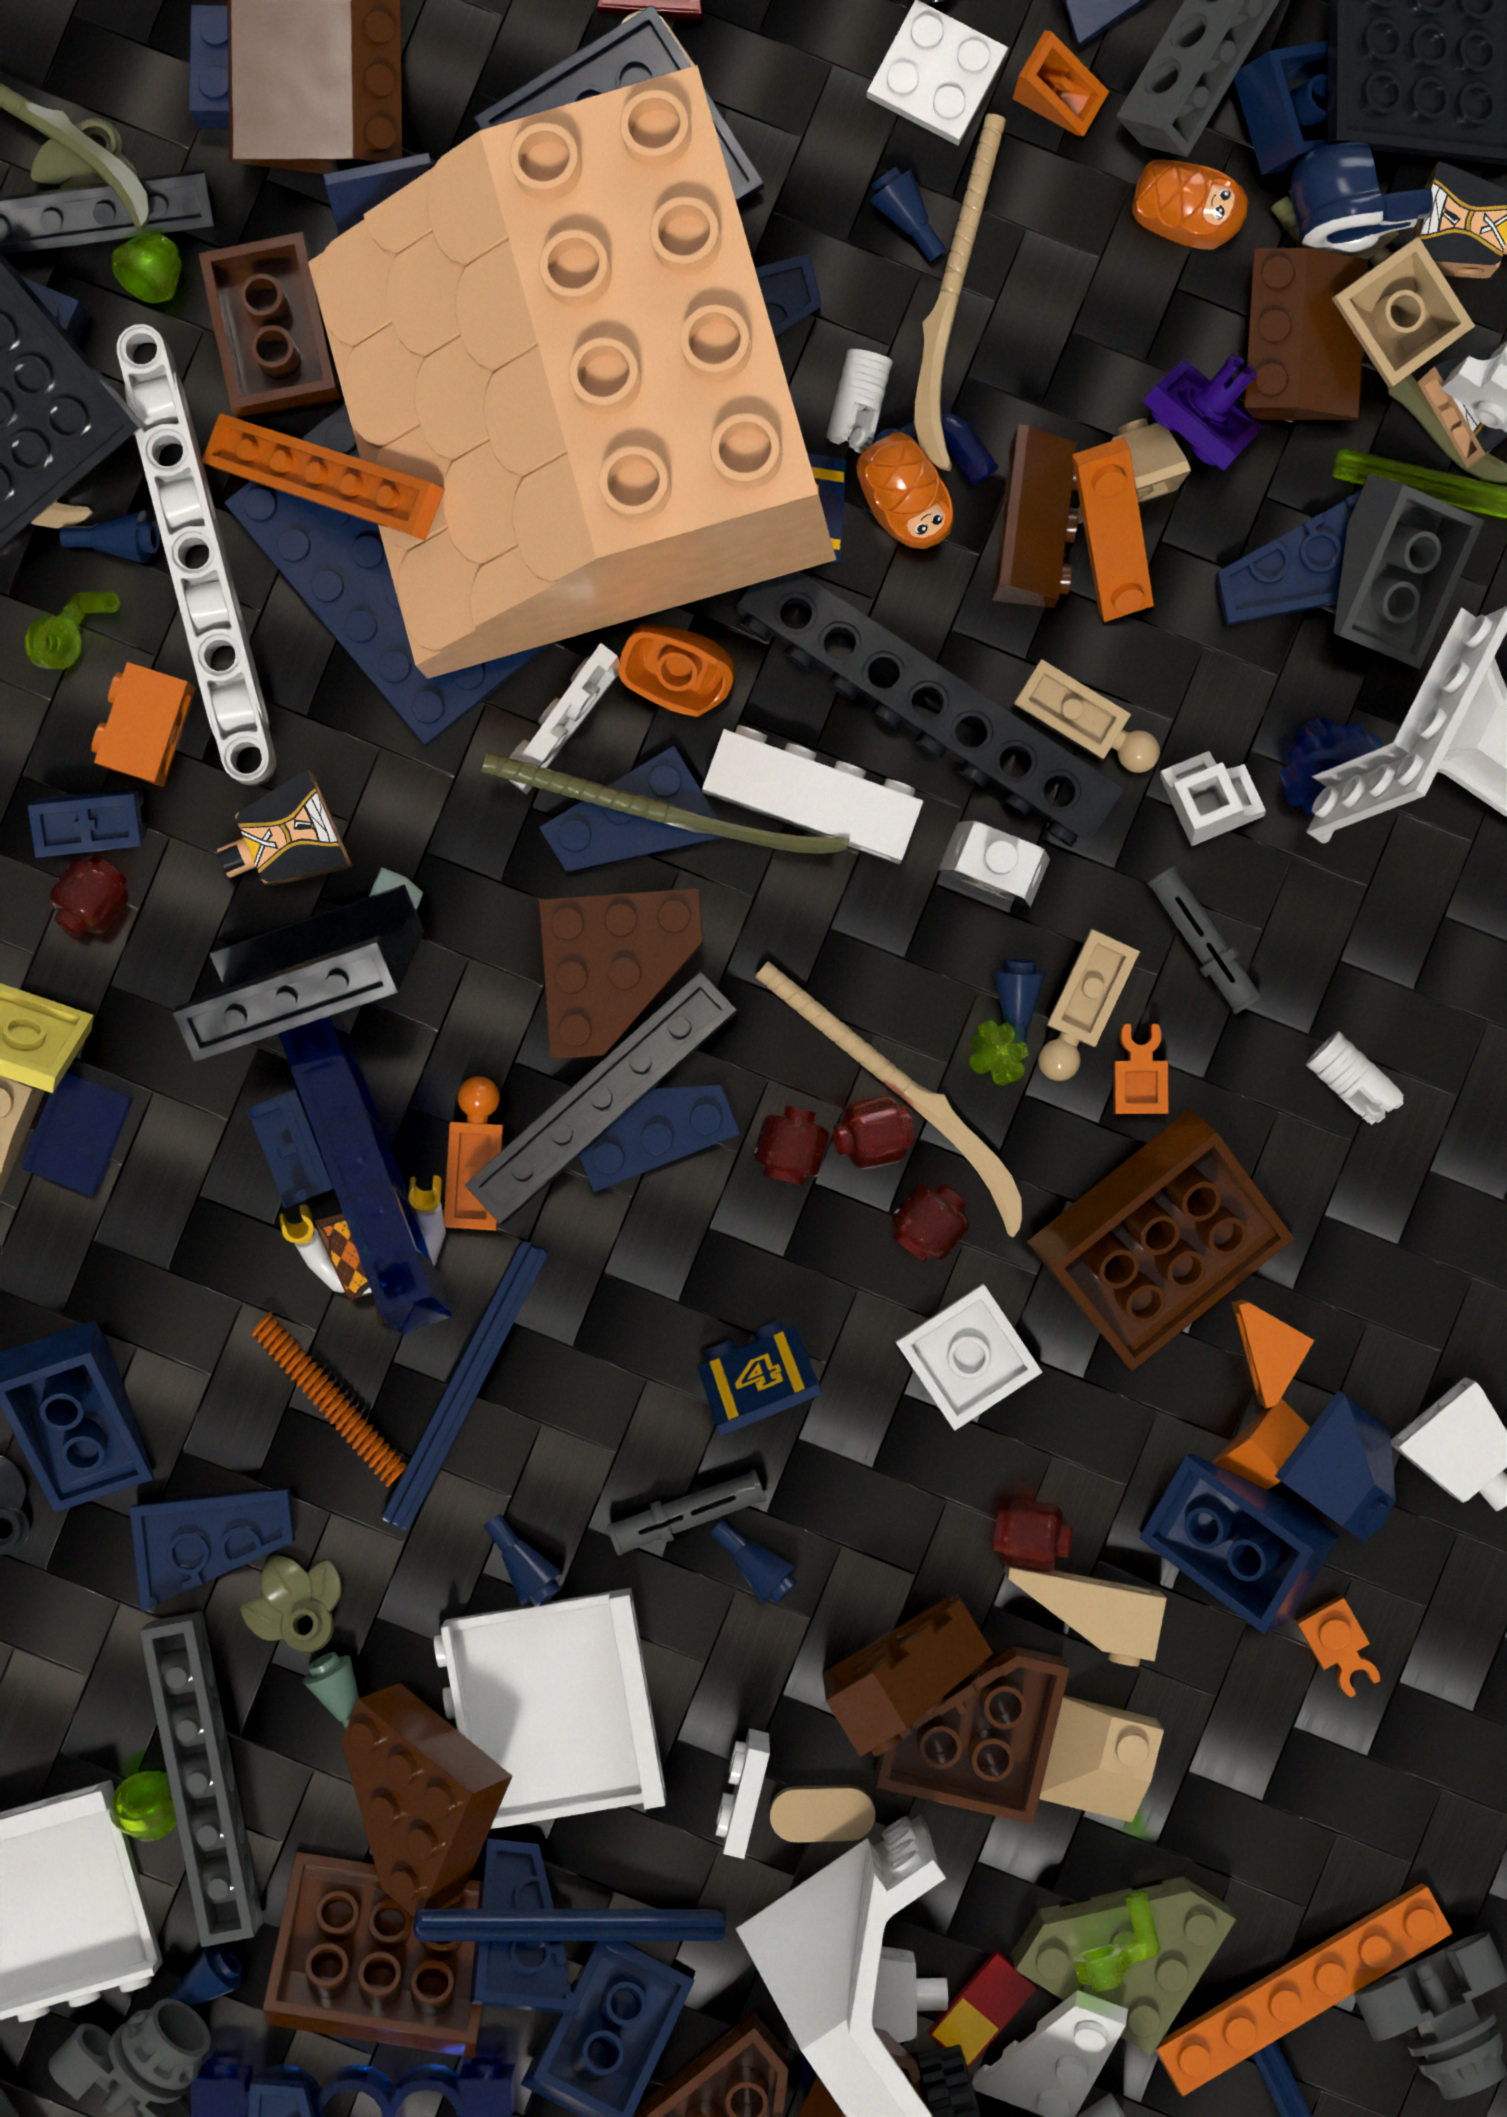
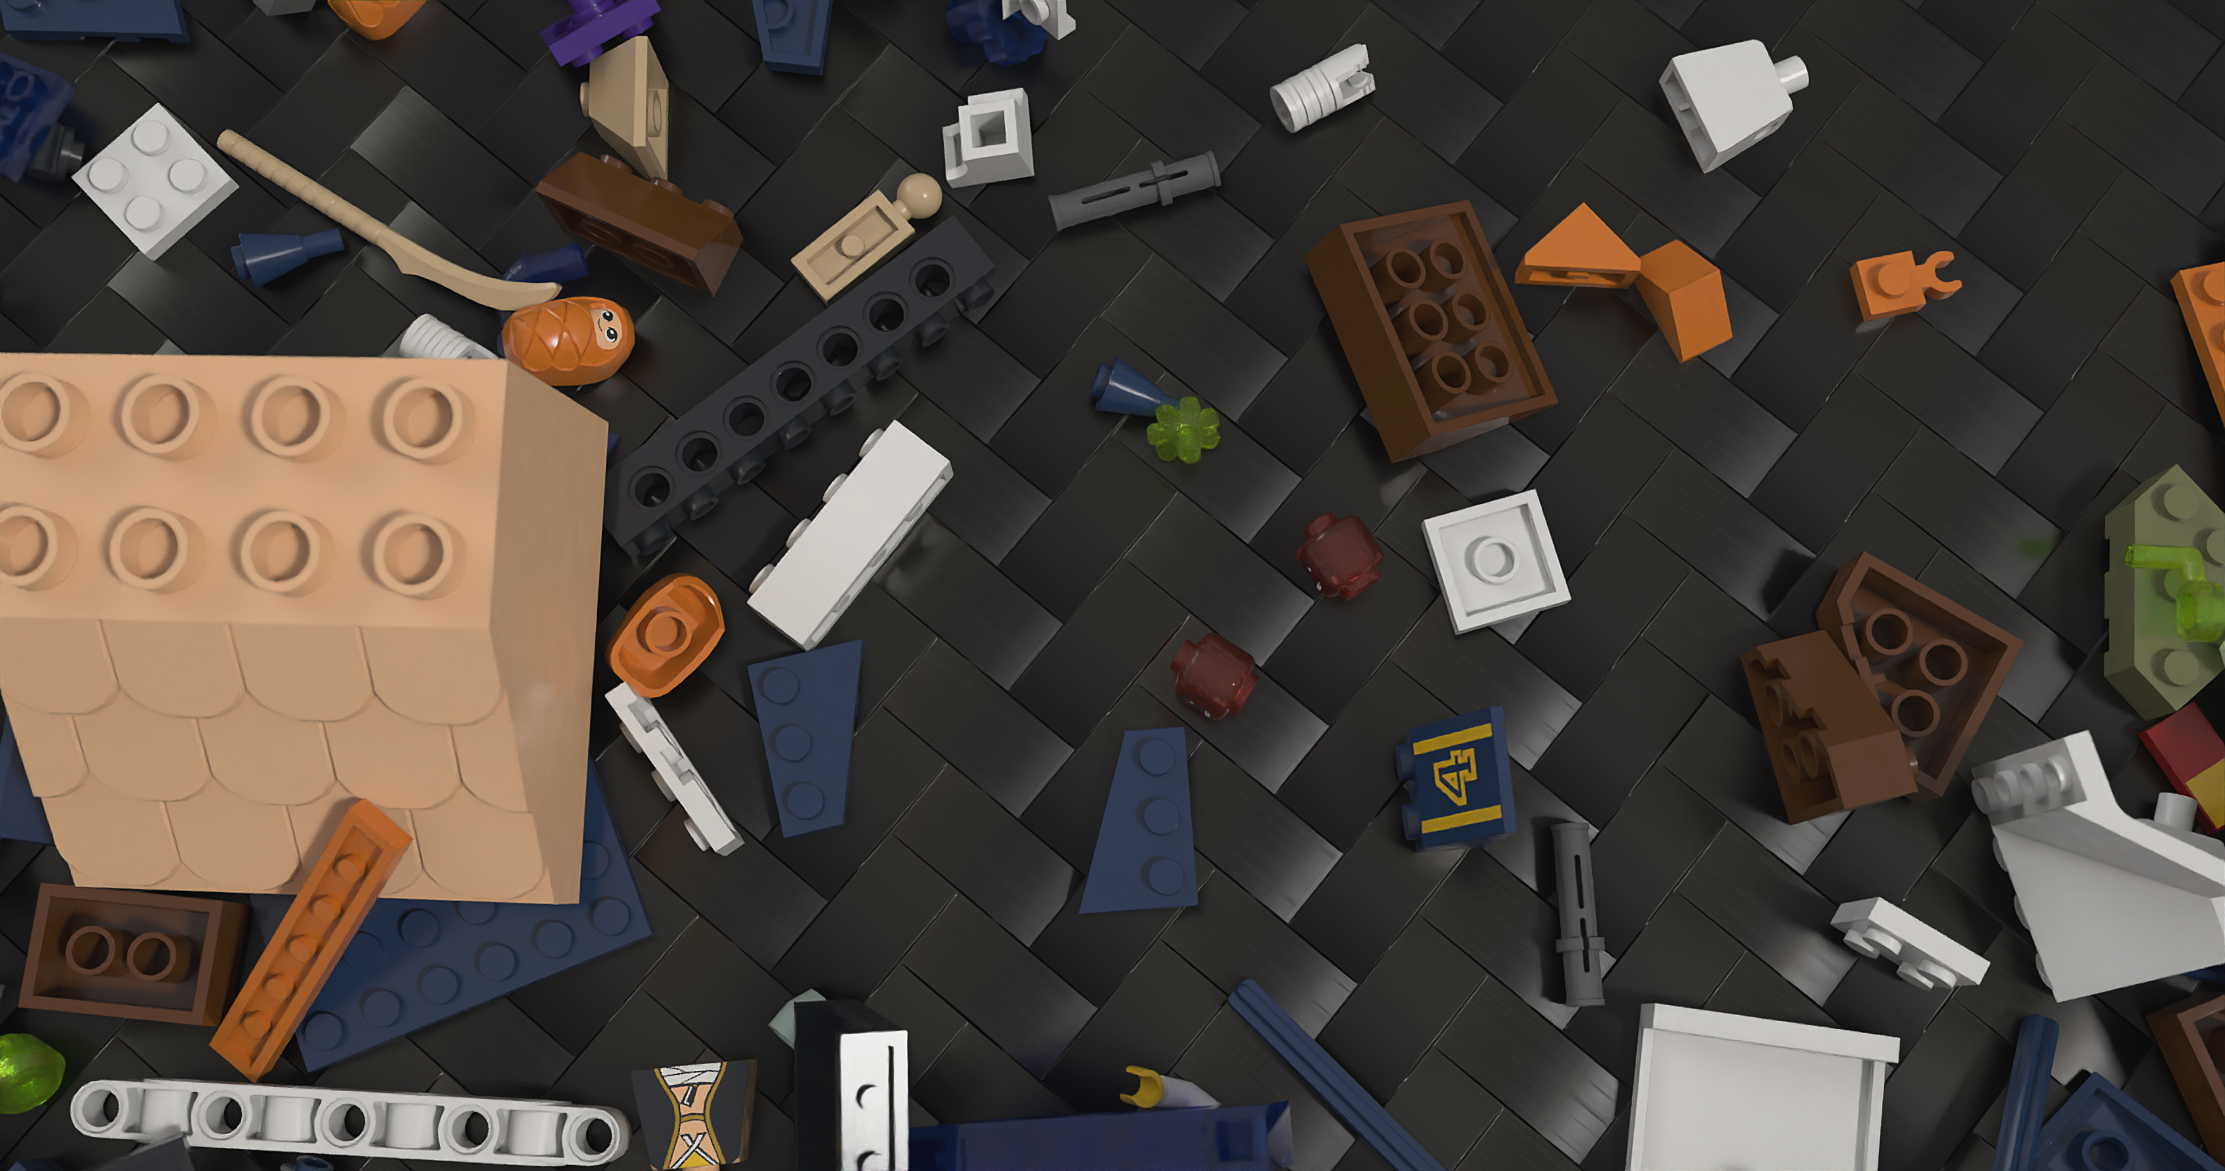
camera: 70 degrees left, 10 degrees down
(469, 1151) = (1121, 1024): orange plate -> none
(529, 1571) = (1593, 1110): dark blue cone -> none
(601, 1098) = (1101, 864): black plate -> none
(611, 962) = (954, 804): reddish brown brick -> none
(649, 807) = (805, 705): olive piece -> none
(763, 1570) = (1662, 851): dark blue cone -> none
(822, 1813) = (1945, 871): tan tile -> none
(874, 1132) = (1227, 584): clear red head -> none
(929, 1104) = (1216, 520): tan piece -> none
(995, 862) = (984, 369): white torso -> none
(1032, 1535) = (1706, 553): clear red head -> none
(1059, 86) = (215, 64): orange slope -> none
(1086, 1002) = (1160, 327): tan plate -> none
(1101, 1758) = (1966, 548): tan slope -> none
(1106, 1613) = (1812, 497): tan slope -> none
(1113, 529) = (678, 133): orange plate -> none
(1140, 1082) = (1260, 298): orange plate -> none
(1239, 1541) = (1770, 344): dark blue slope -> none
(1345, 1468) = (1729, 214): dark blue slope -> none

